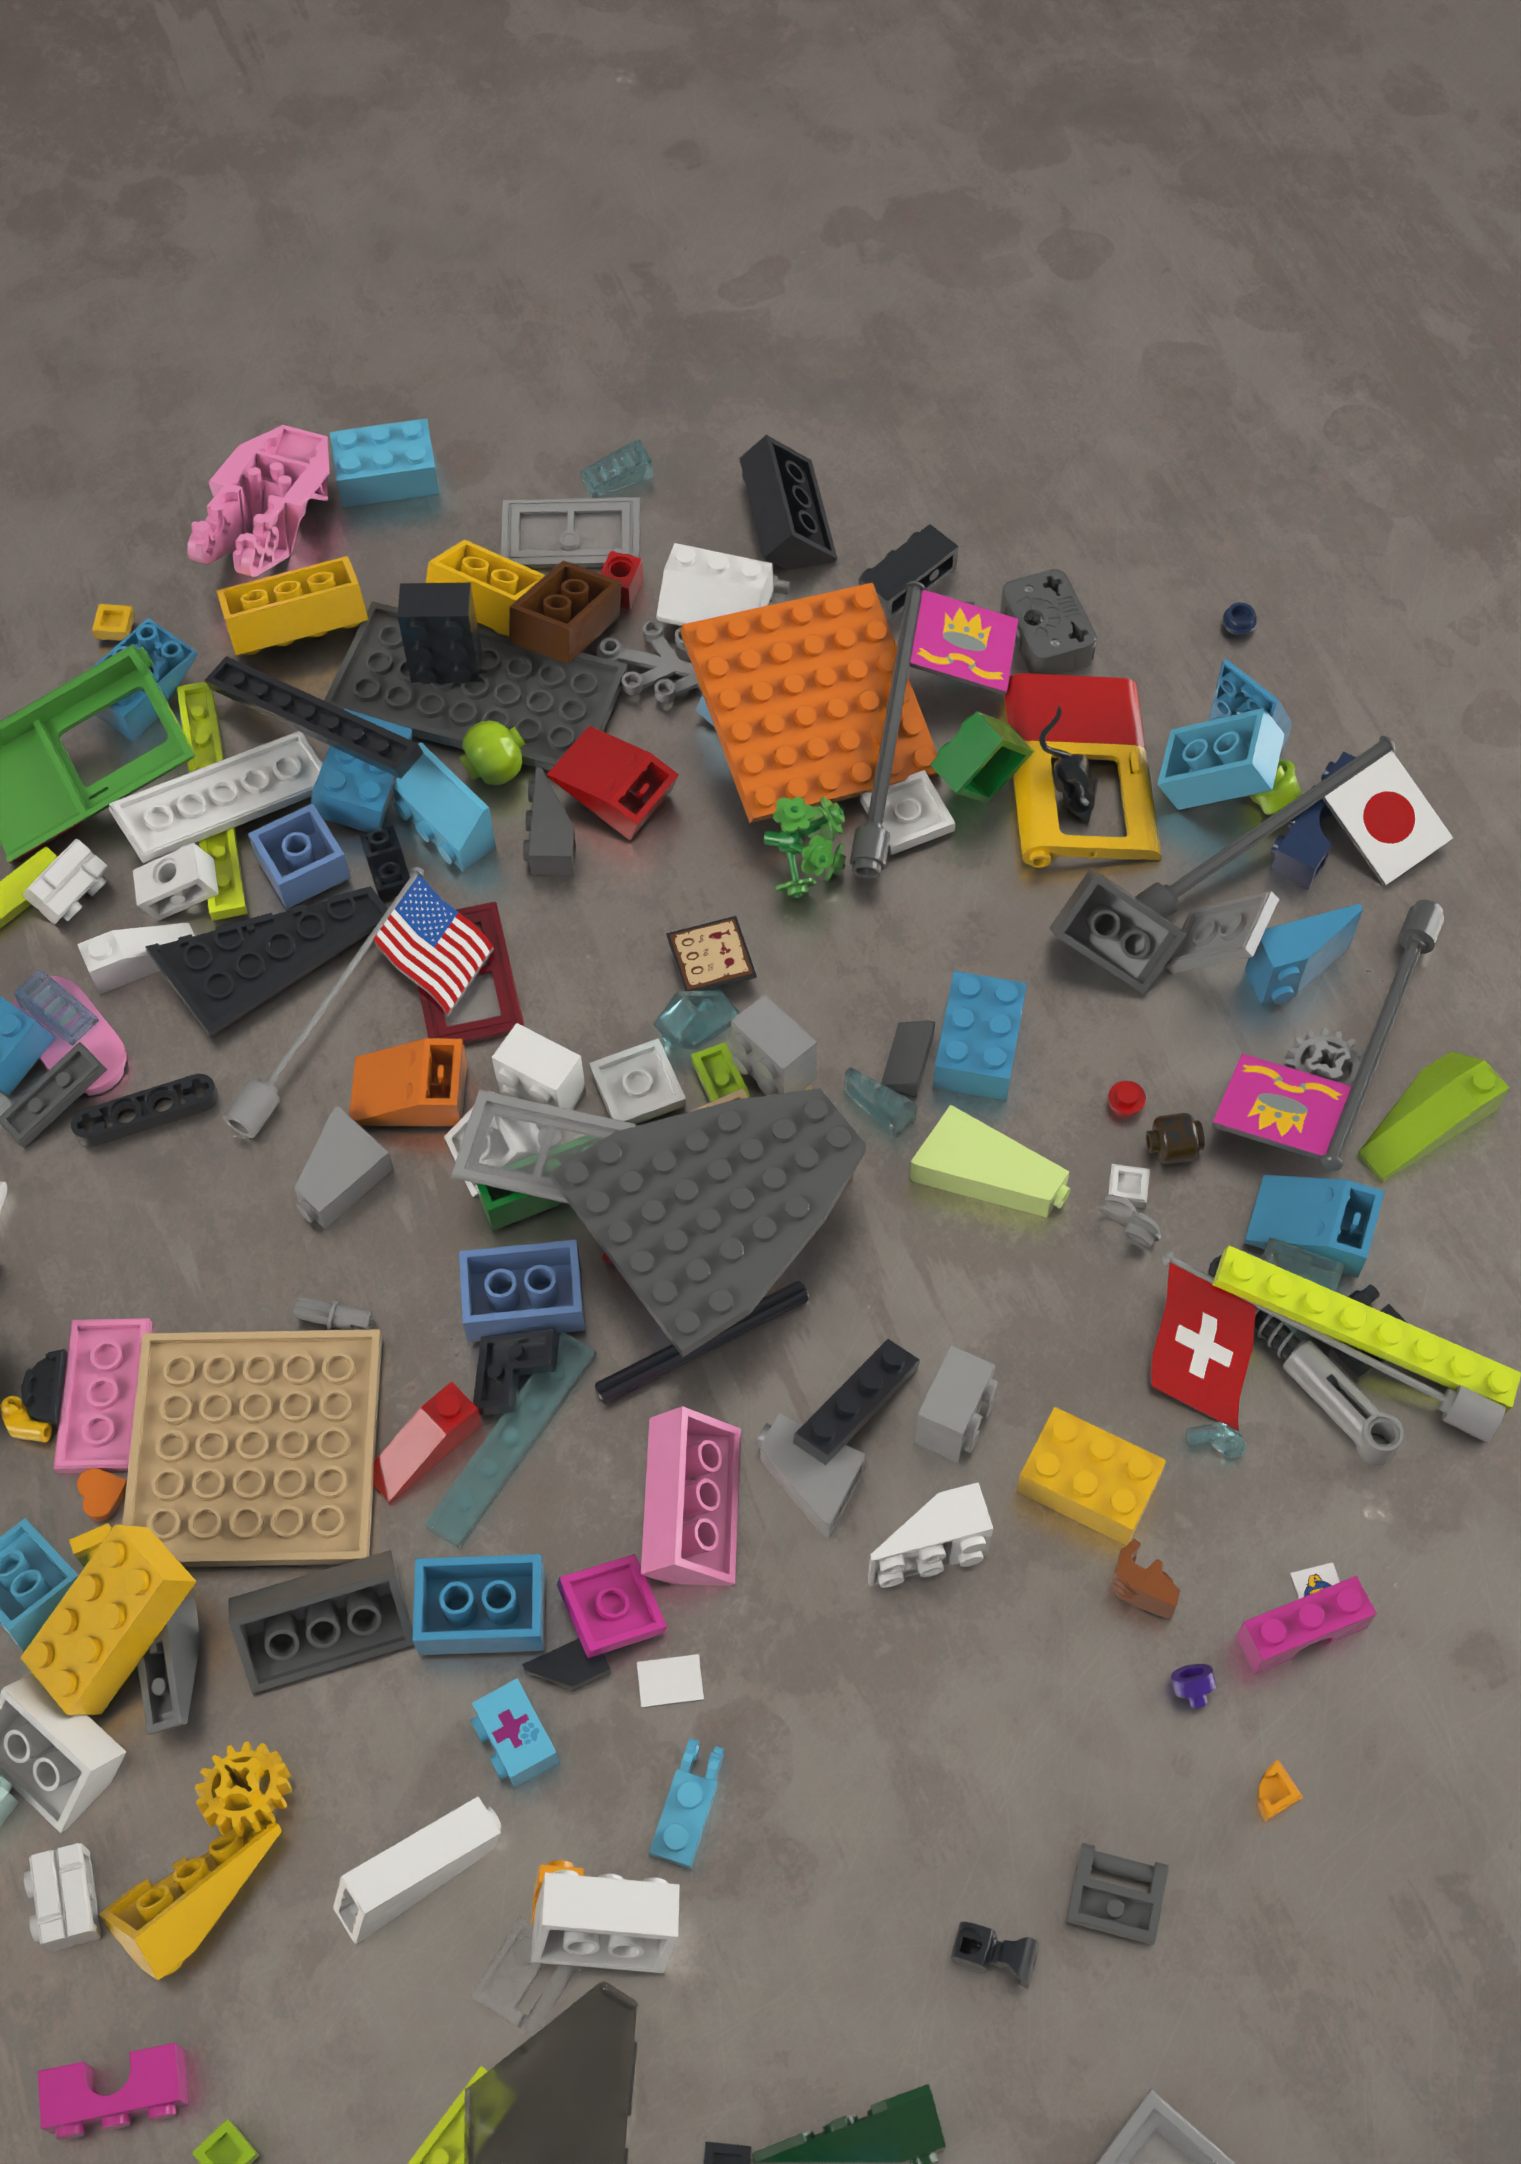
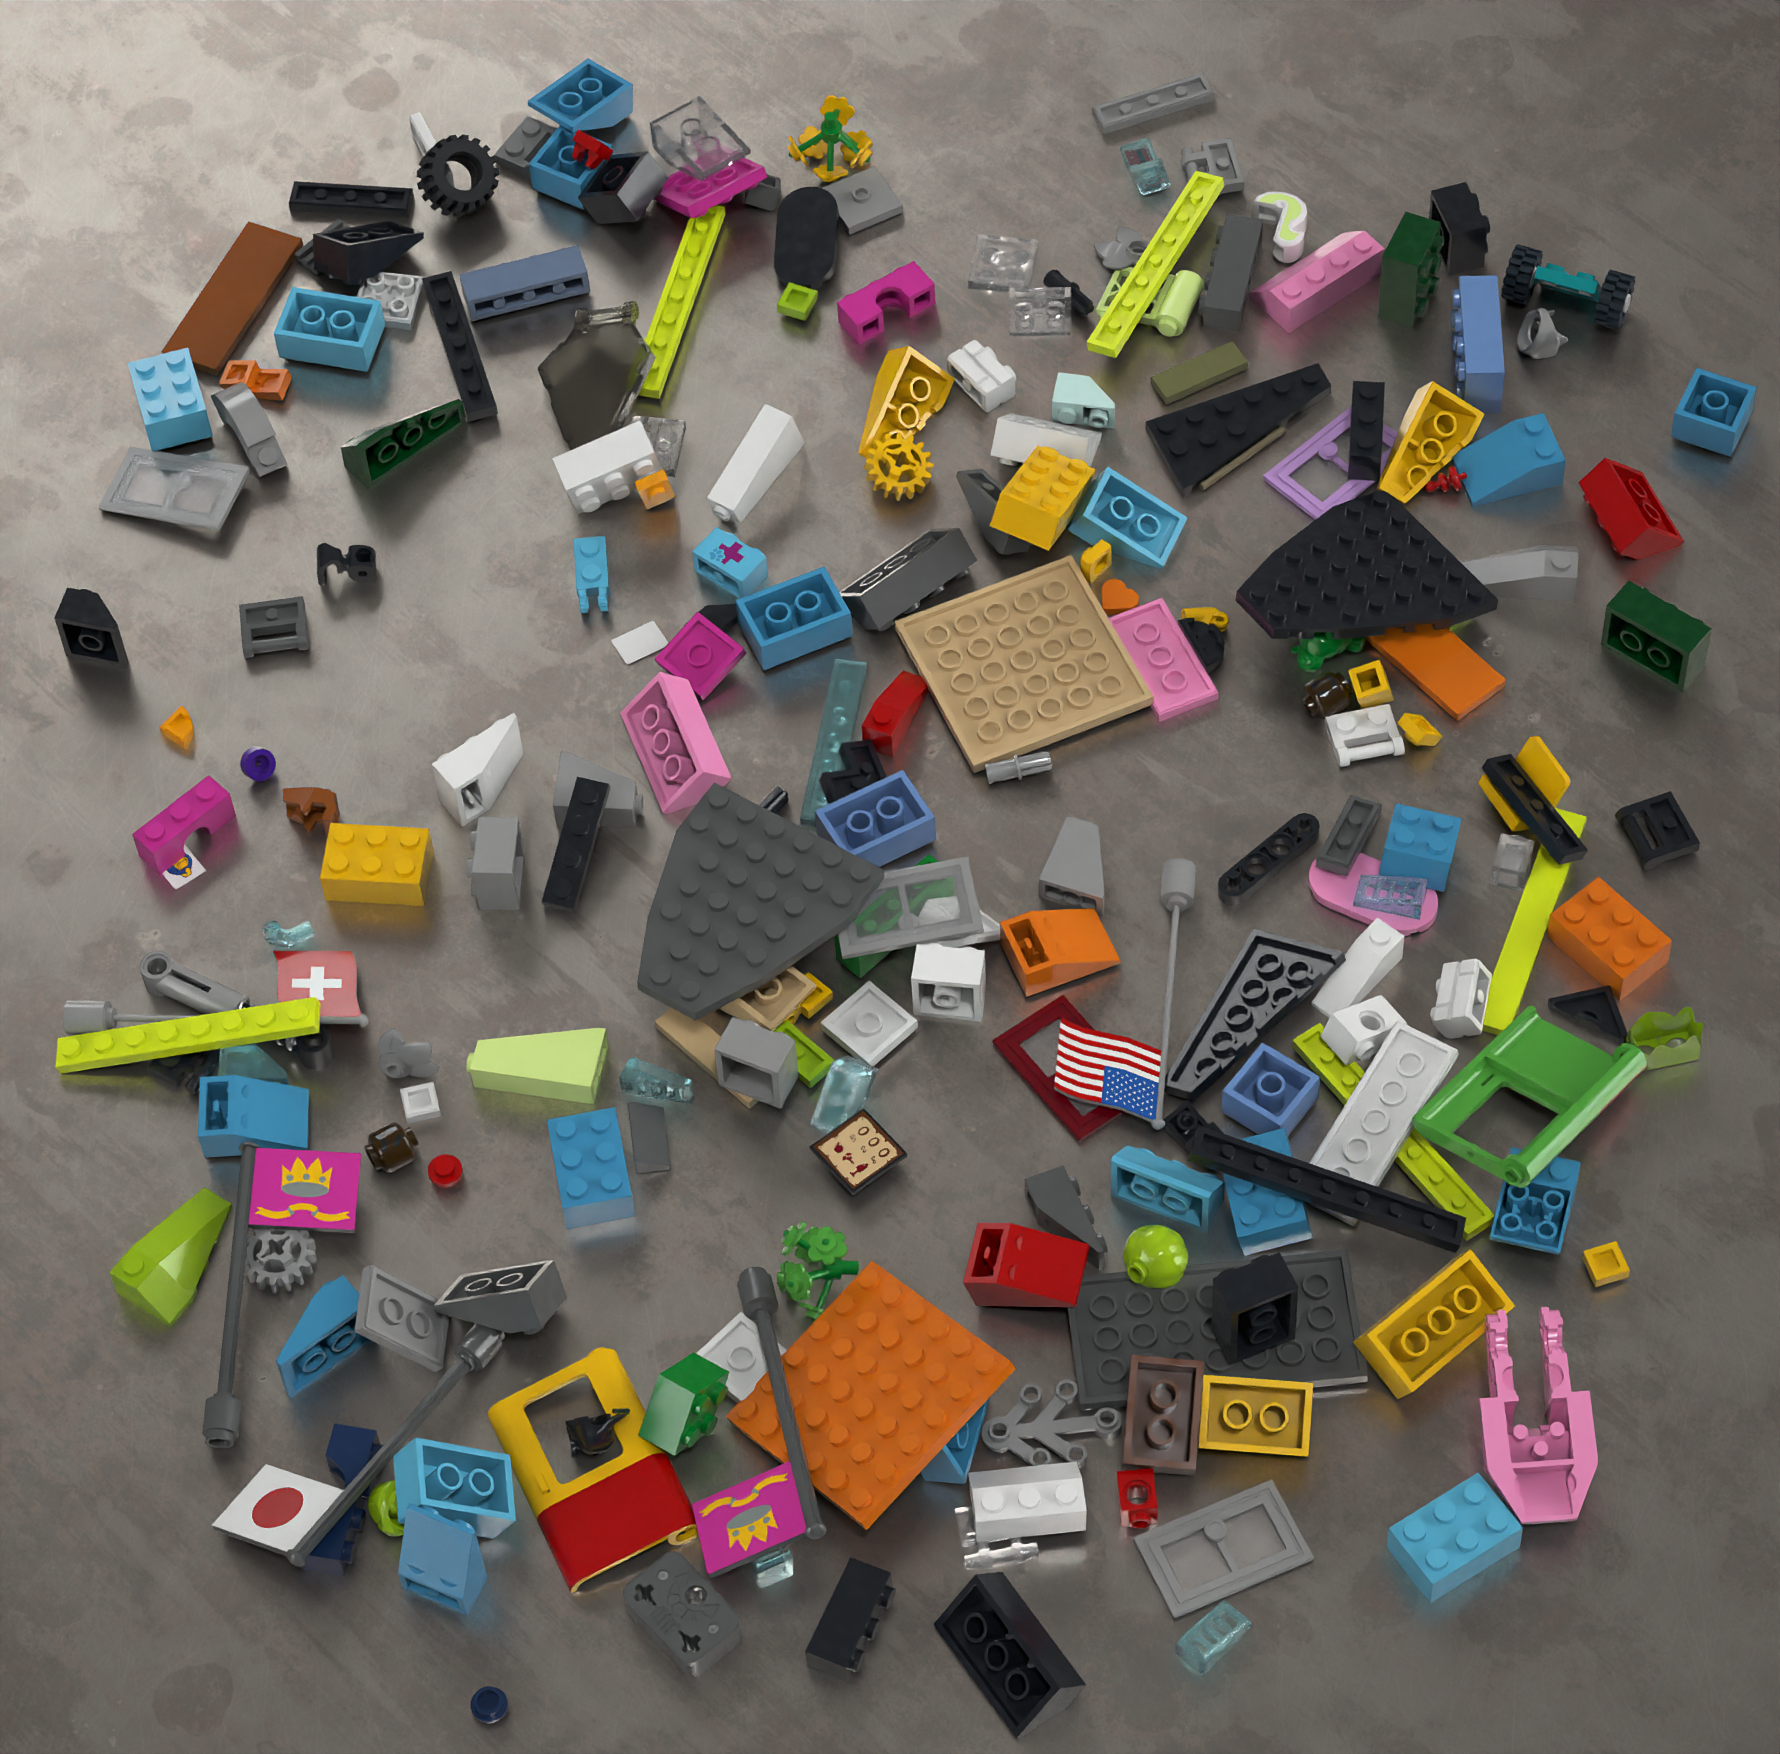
camera: 160 degrees right, 5 degrees down
(1363, 1970) = (89, 629): none -> black slope

